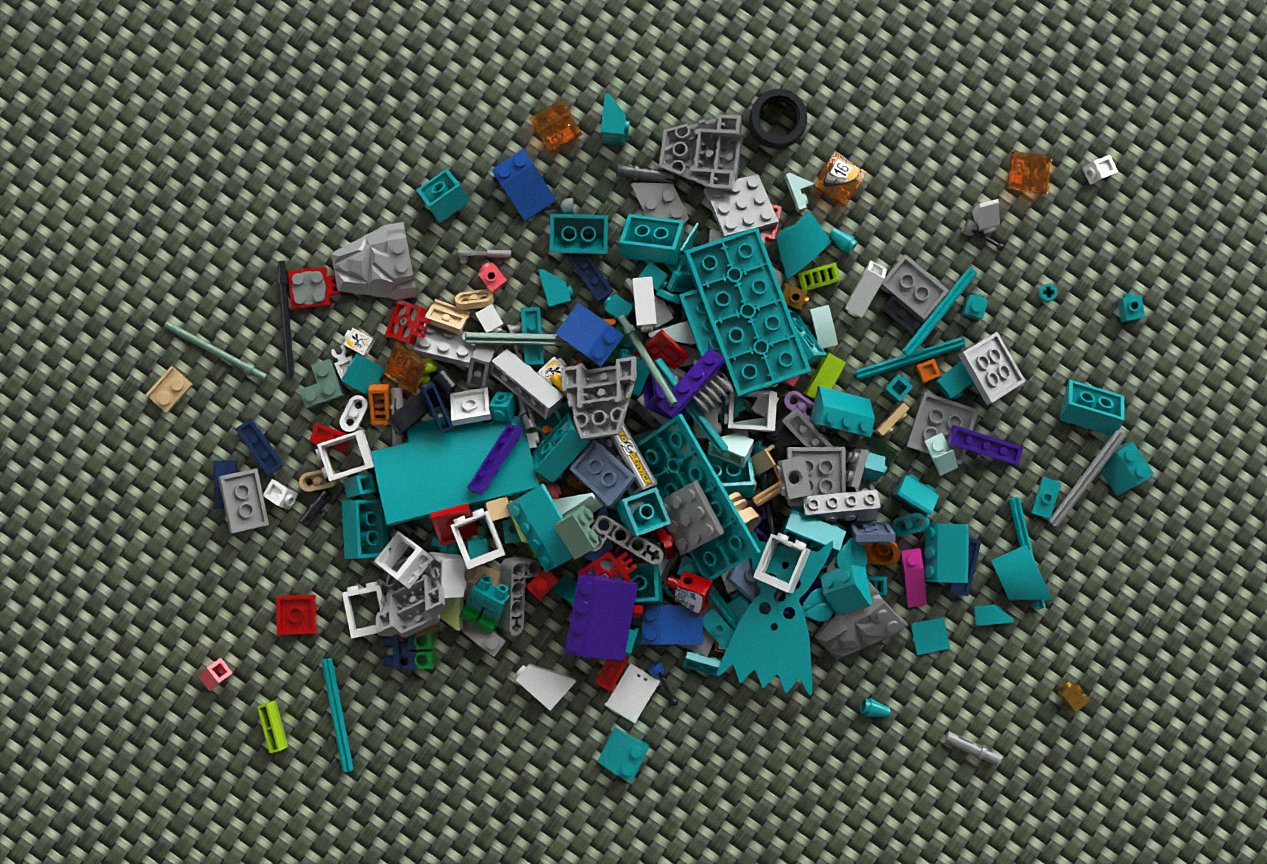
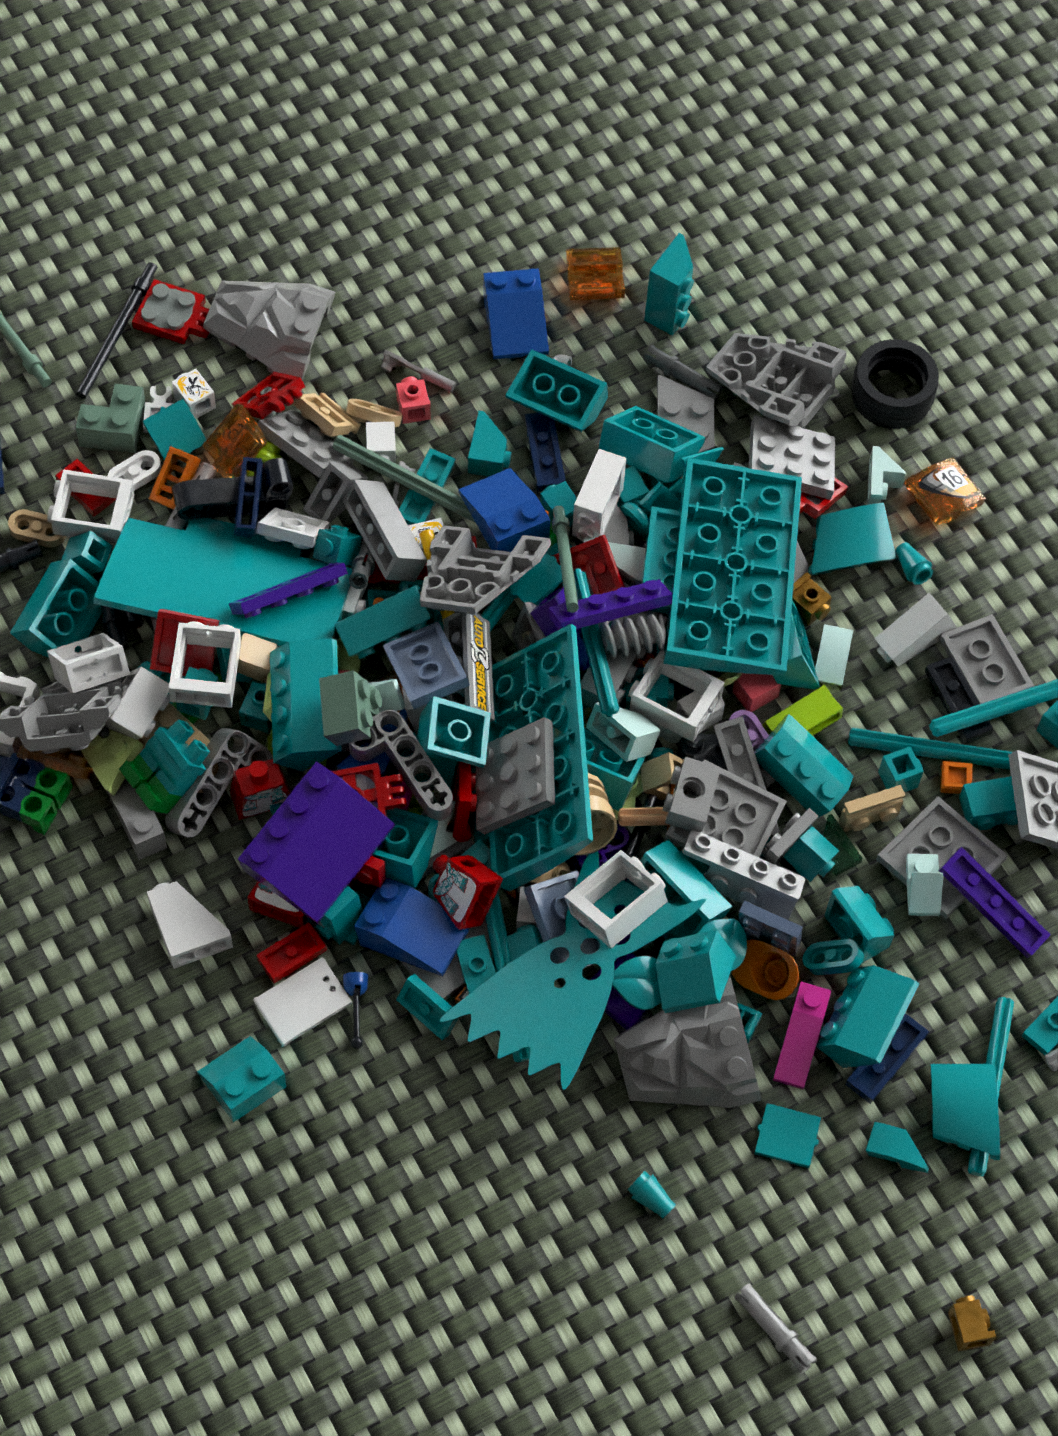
camera: 25 degrees right, 25 degrees down
(443, 195) = (405, 284): teal slope -> none
(836, 278) = (867, 585): lime slope -> none

